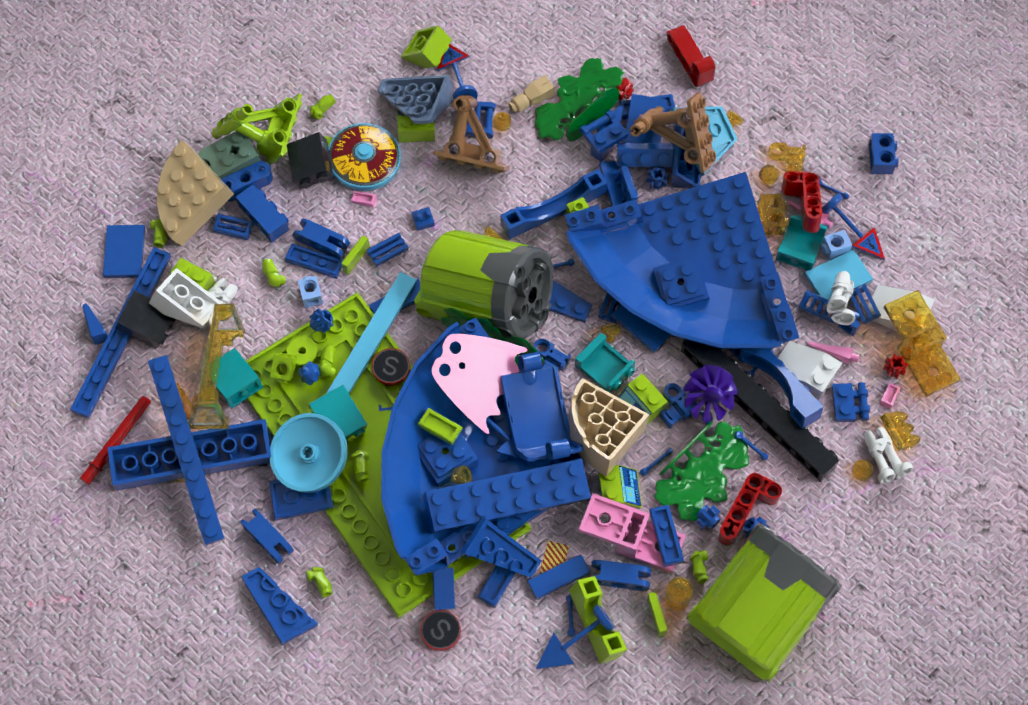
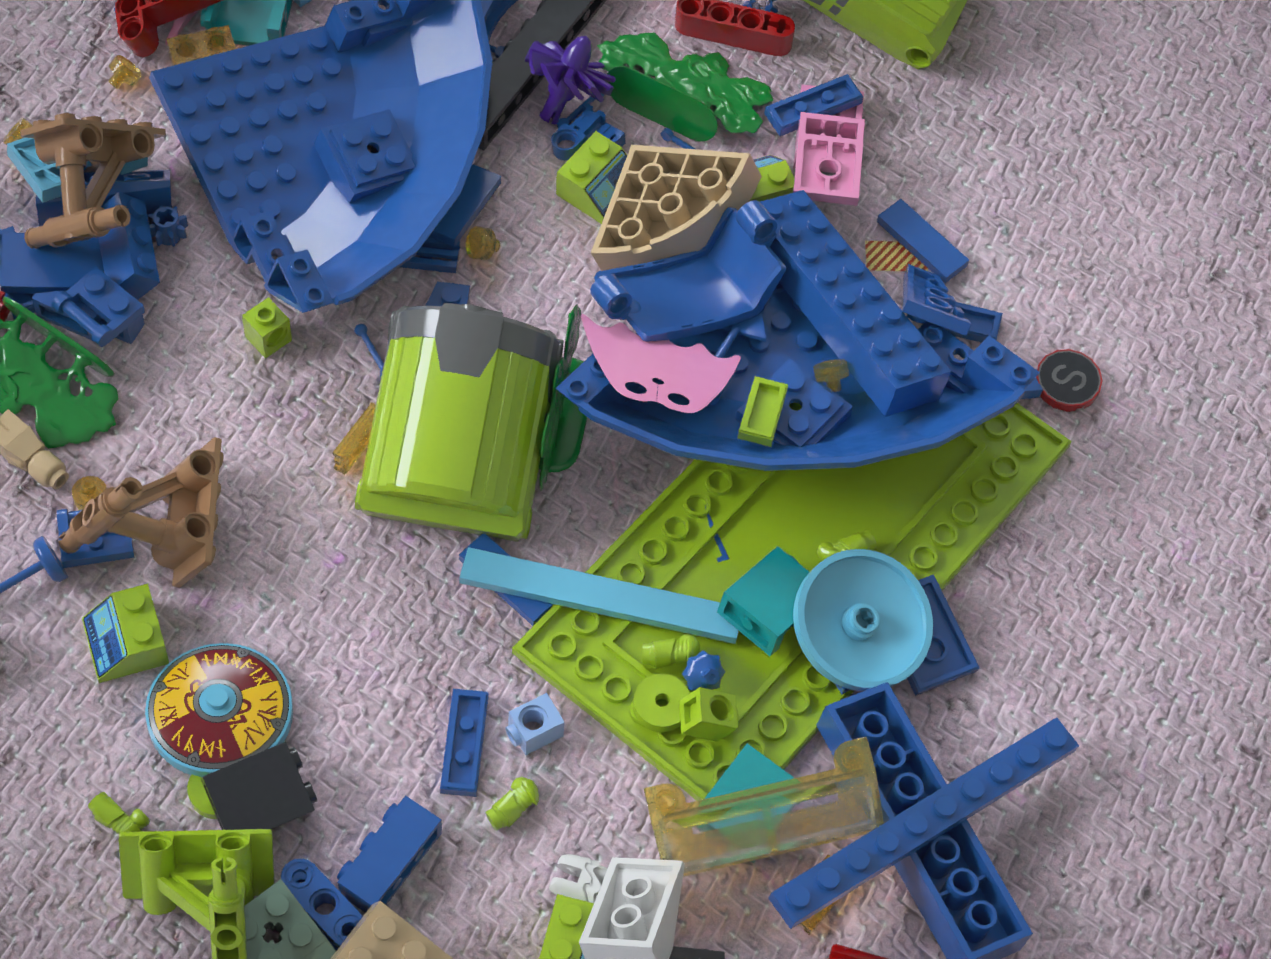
camera: 110 degrees left, 5 degrees down
(246, 231) = (429, 878): blue tile -> none
(266, 536) = (1015, 668): blue piece -> none
(278, 608) = (1130, 614): blue wing -> none
(321, 239) = (419, 736): blue piece -> none
(321, 320) = (597, 679): blue gear -> none
(321, 581) = (1060, 565): lime arm -> none
(355, 254) = (439, 667): lime tile -> none
(364, 198) = (309, 691): bright pink piece -> none
(386, 247) = (389, 602): blue tile -> none
(390, 367) = (648, 551): black tile -> none
(418, 97) = (74, 630): sand blue slope -> none
(423, 218) = (330, 578): blue tile -> none
(526, 218) = (295, 402): blue arch -> none
(553, 356) = (556, 312): blue piece -> none
(556, 653) = (1045, 218): blue piece -> none
(571, 631) = (999, 211): blue hinge -> none
(604, 364) = (545, 240): teal panel -> none
(606, 644) = (1007, 152): lime arch -> none
(620, 183) = (198, 275): blue bracket -> none
(622, 575) = (894, 157): blue piece -> none
(657, 615) = (937, 102): lime tile -> none
(678, 593) = (897, 77): clear yellow wheel -> none
(698, 569) = (843, 64): lime arm -> none
(708, 517) = (762, 61): blue gear -> none
(739, 435) = (616, 40): blue hinge -> none
(792, 154) = (76, 46): clear yellow piece -> none

